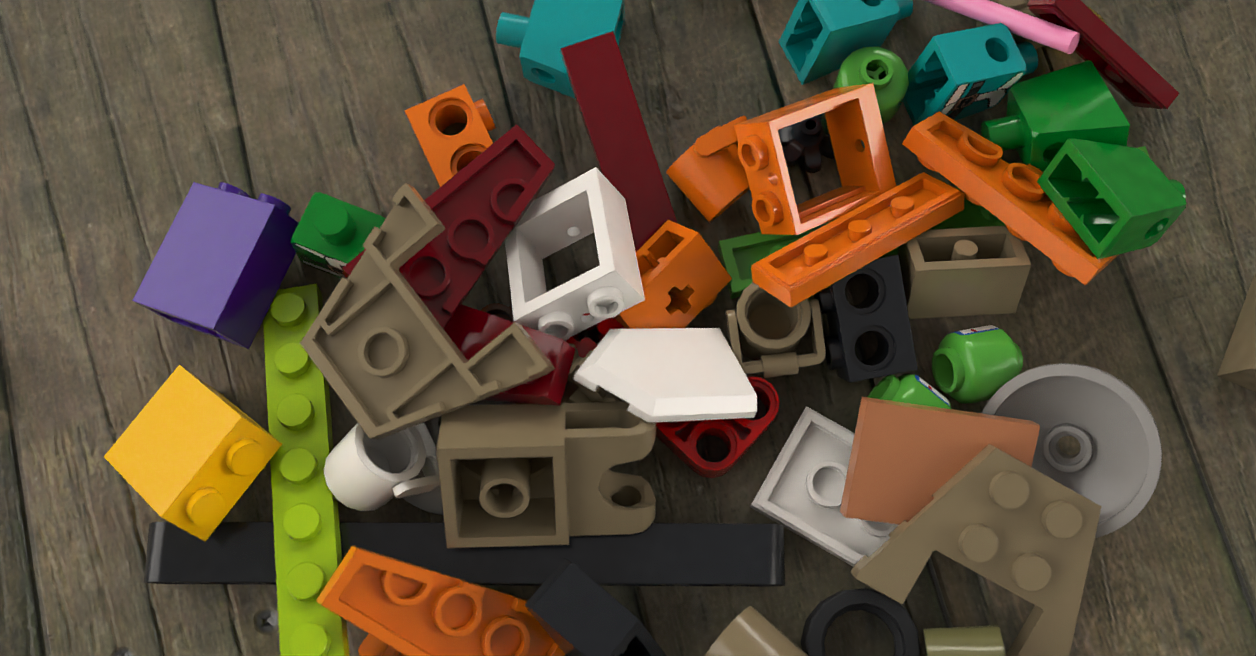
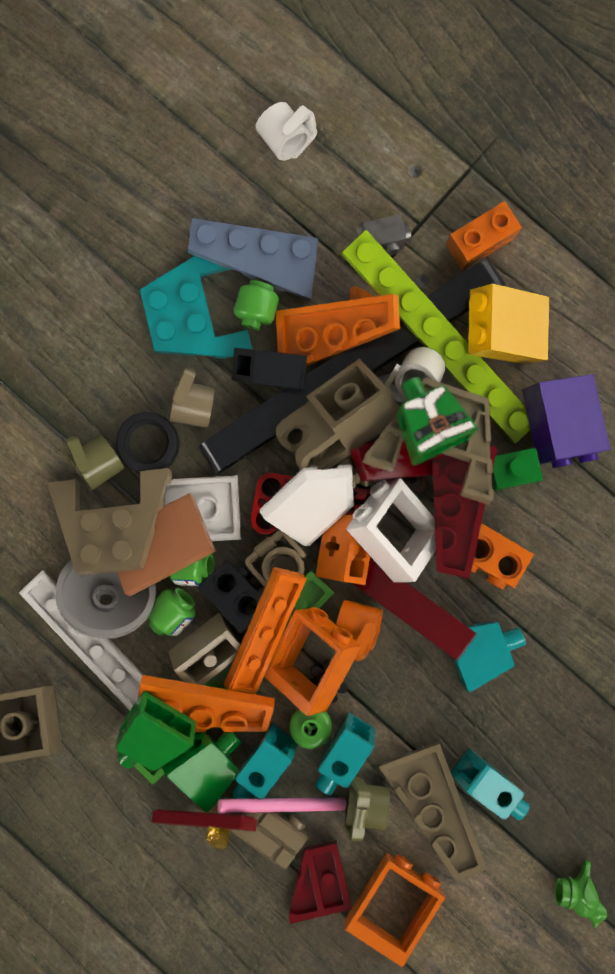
camera: 140 degrees right, 10 degrees up
(122, 621) = (483, 236): none -> orange brick
(406, 351) = (432, 421): none -> torso
(1112, 342) = (98, 654): none -> white tile

